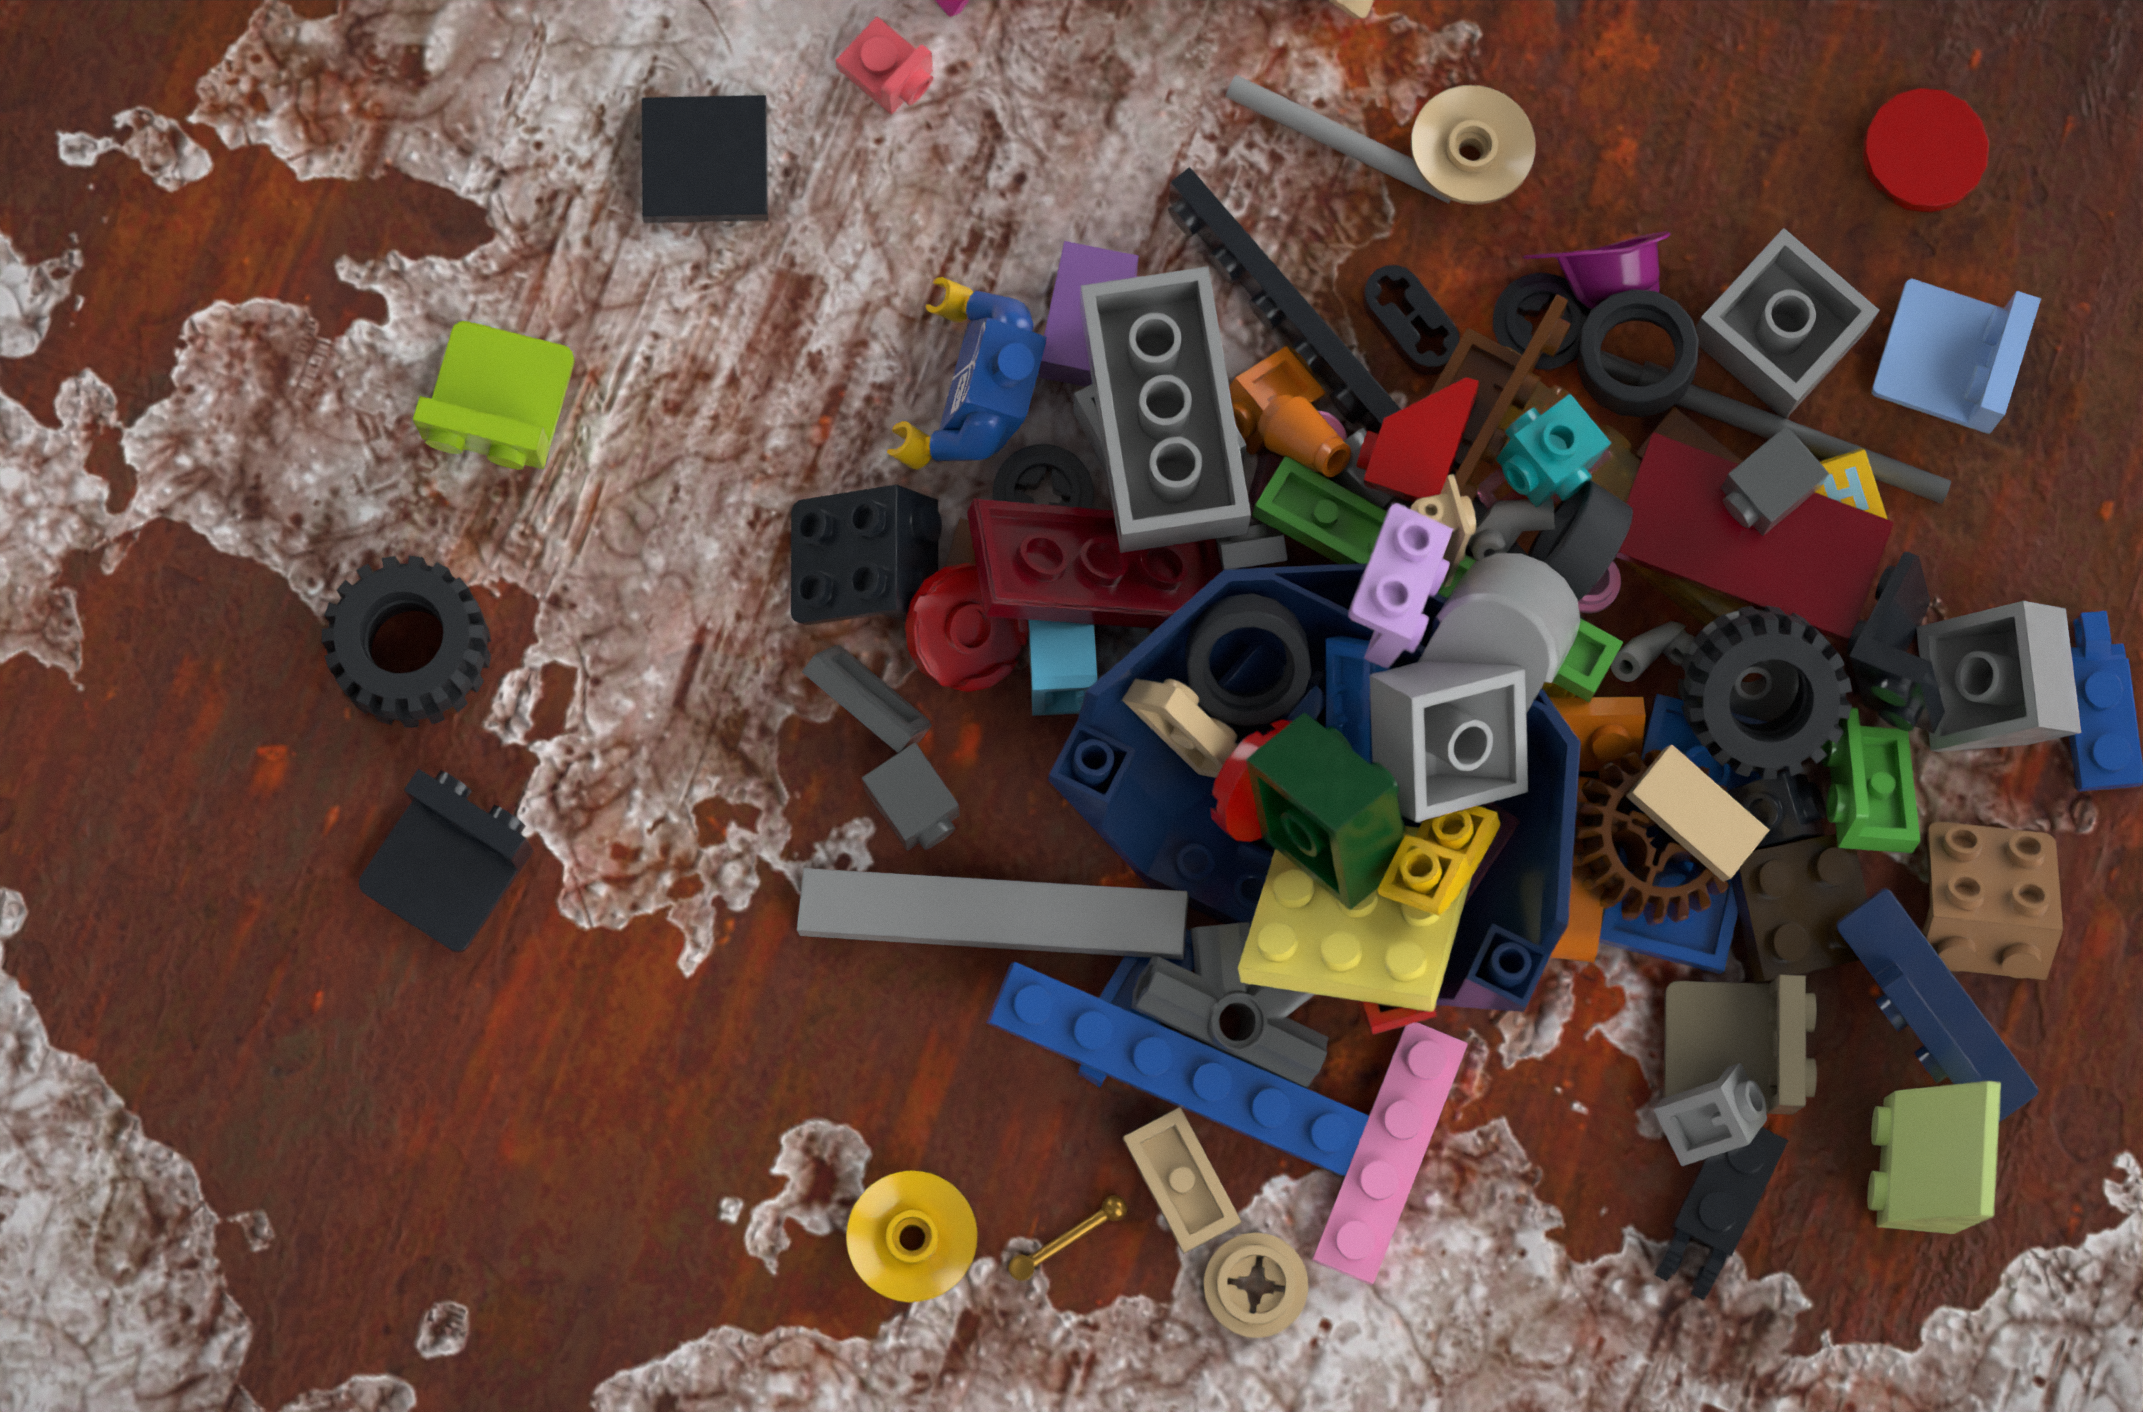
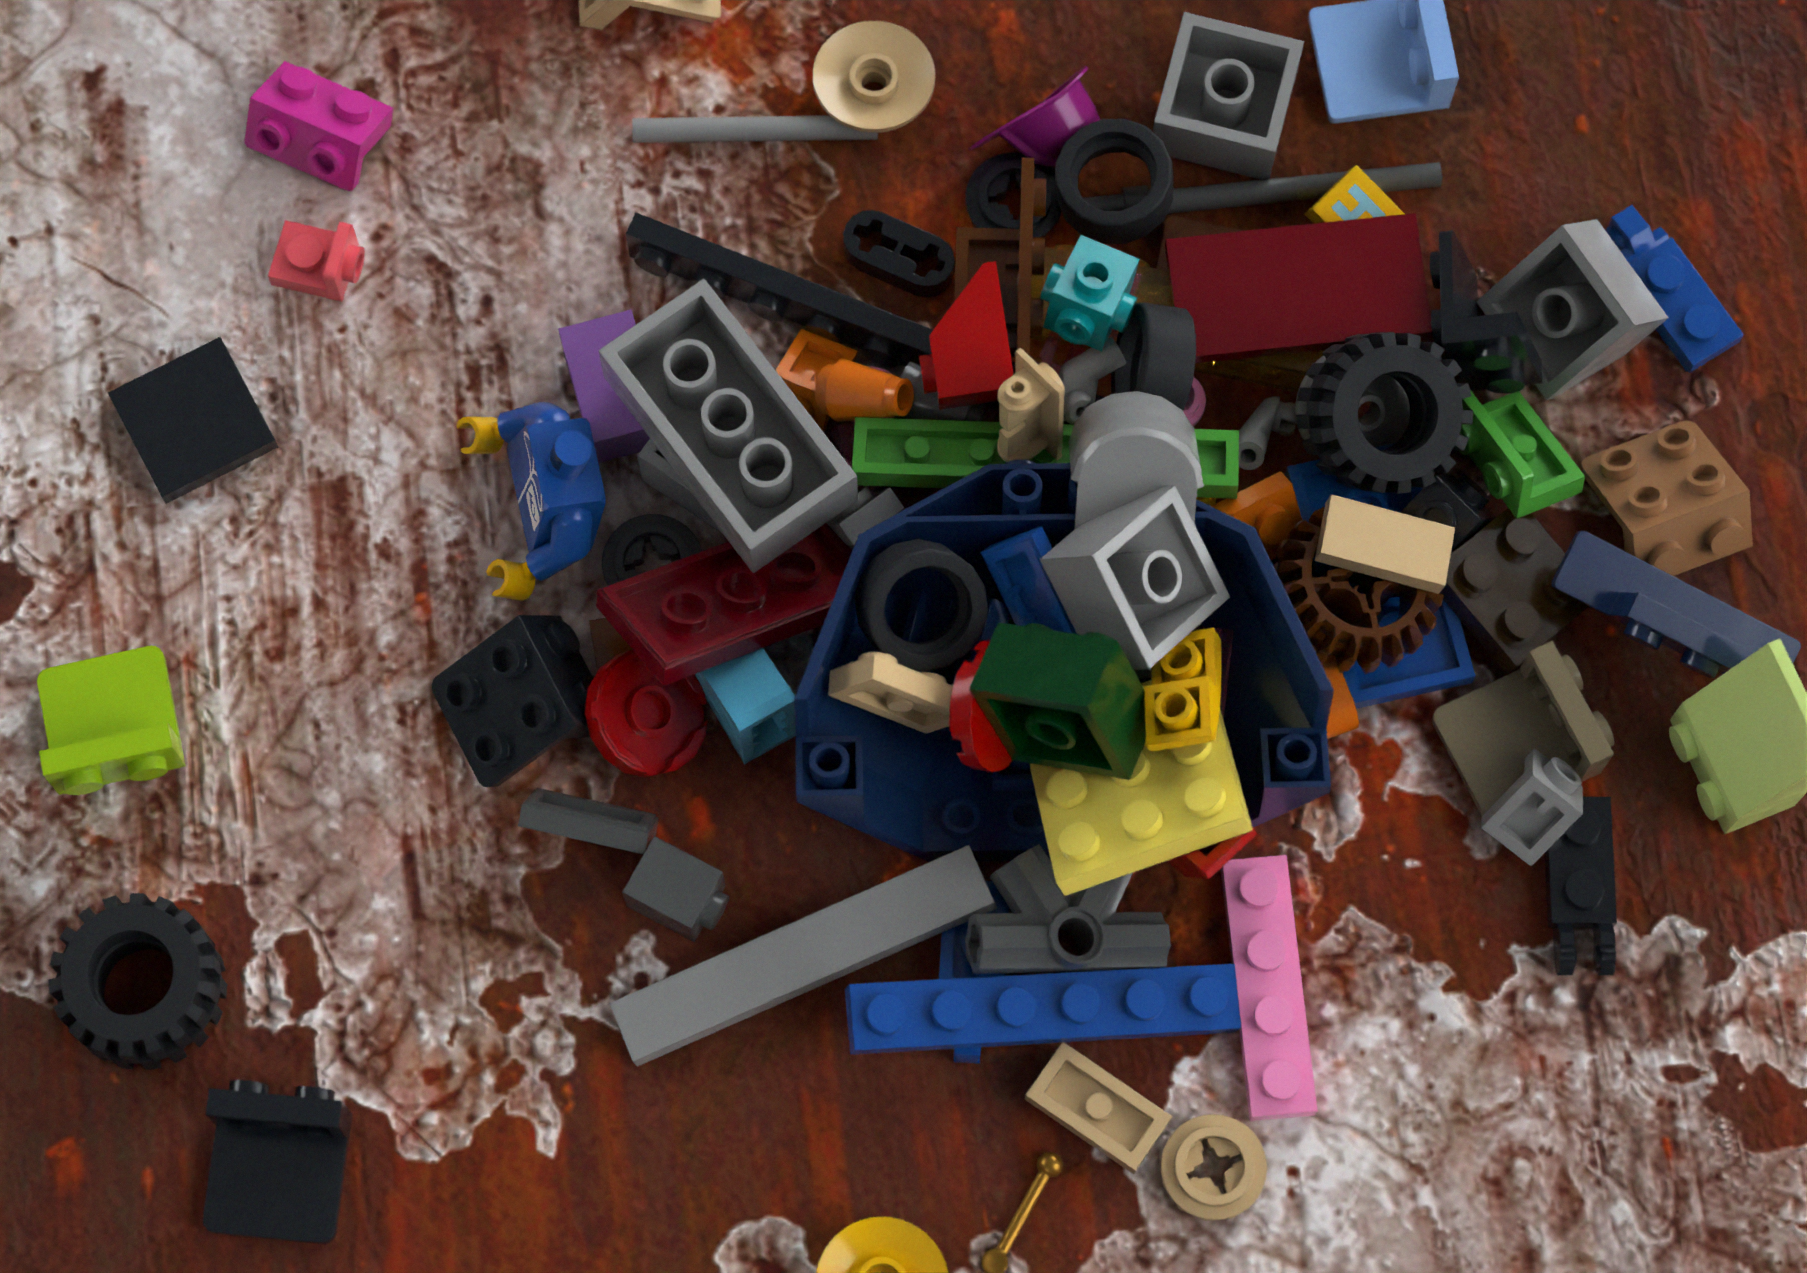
camera: 25 degrees left, 5 degrees down
(1397, 580) = (1025, 463): lavender bracket -> none
(1772, 482) = (1295, 227): dark grey brick -> none

